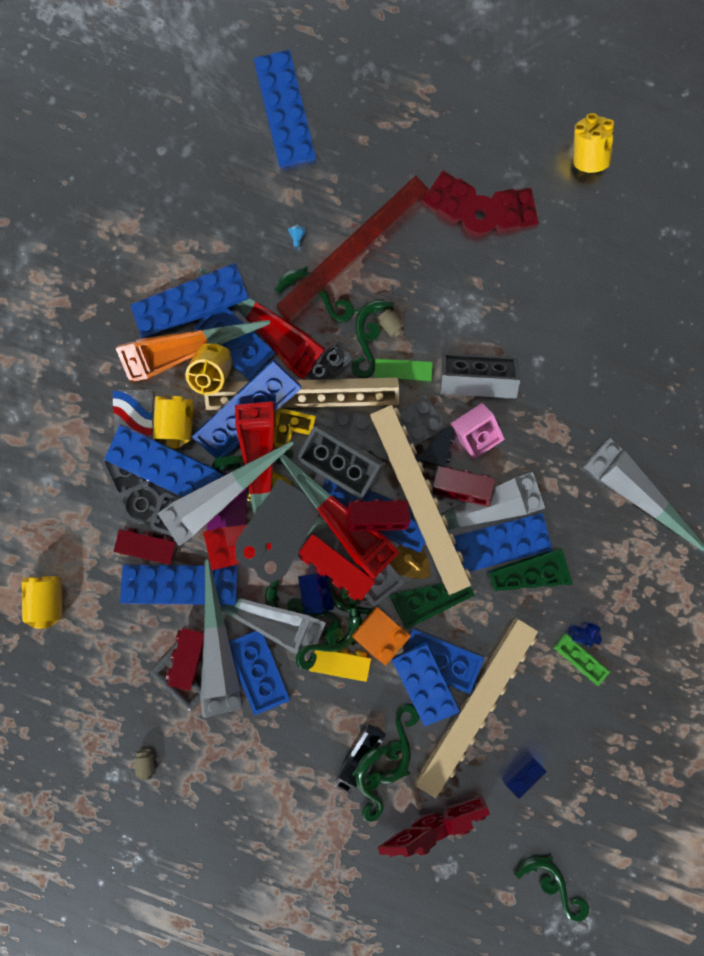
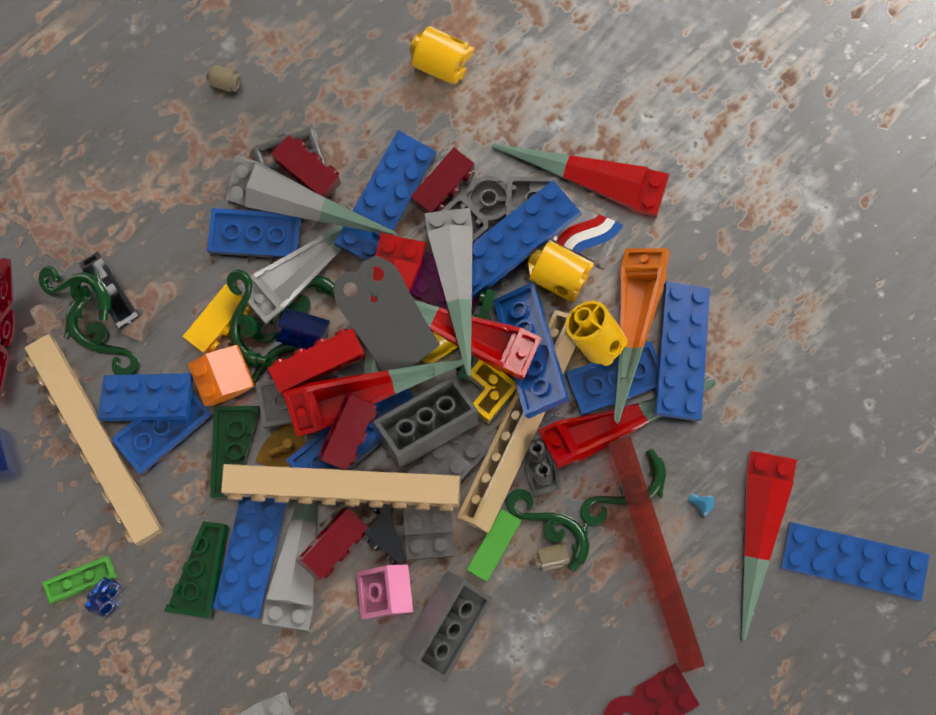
camera: 120 degrees right, 10 degrees down
(78, 408) = (623, 183): none -> red plate
(267, 191) = (767, 494): none -> red plate

